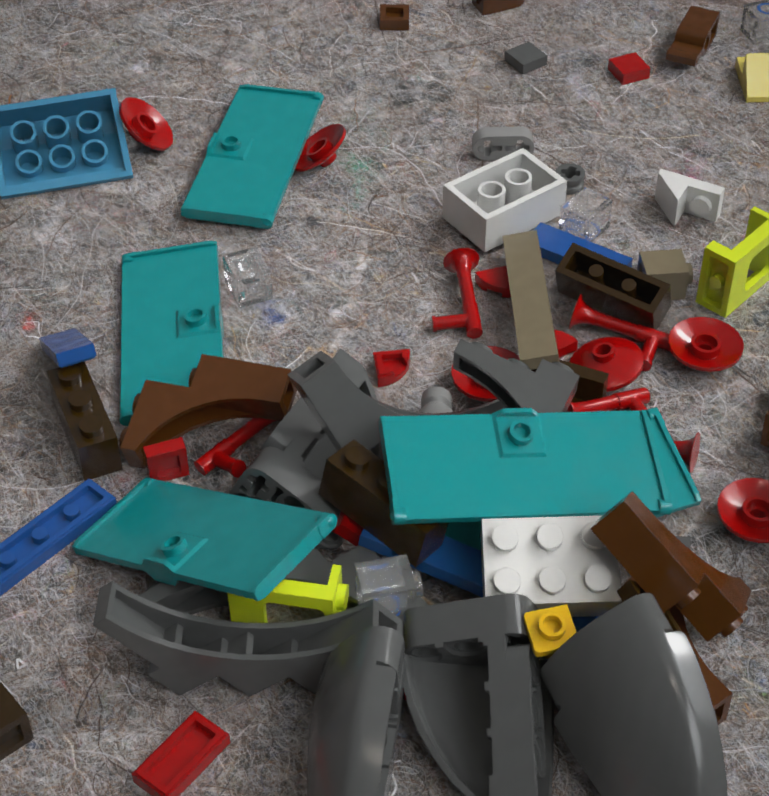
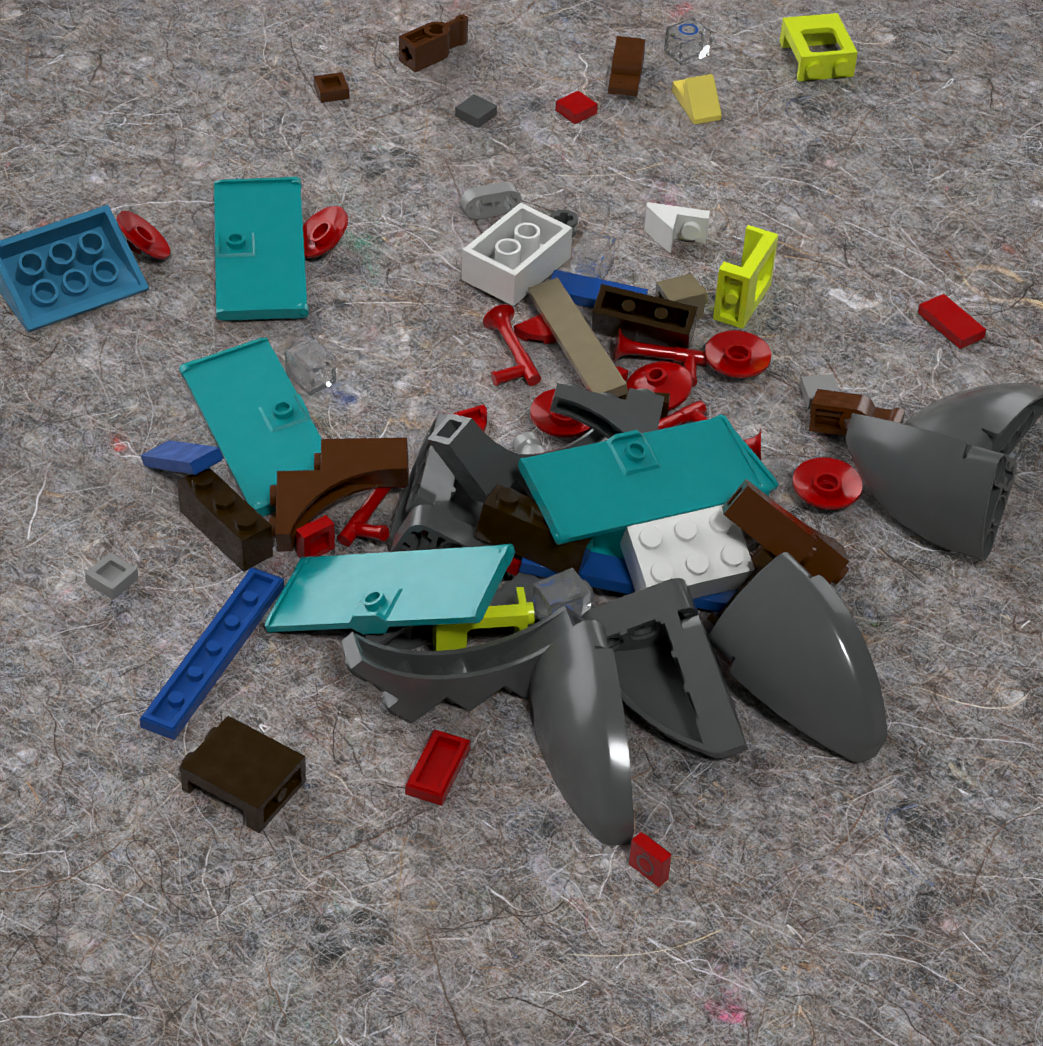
camera: 20 degrees left, 0 degrees up
(548, 629) = (710, 601): yellow bracket -> none

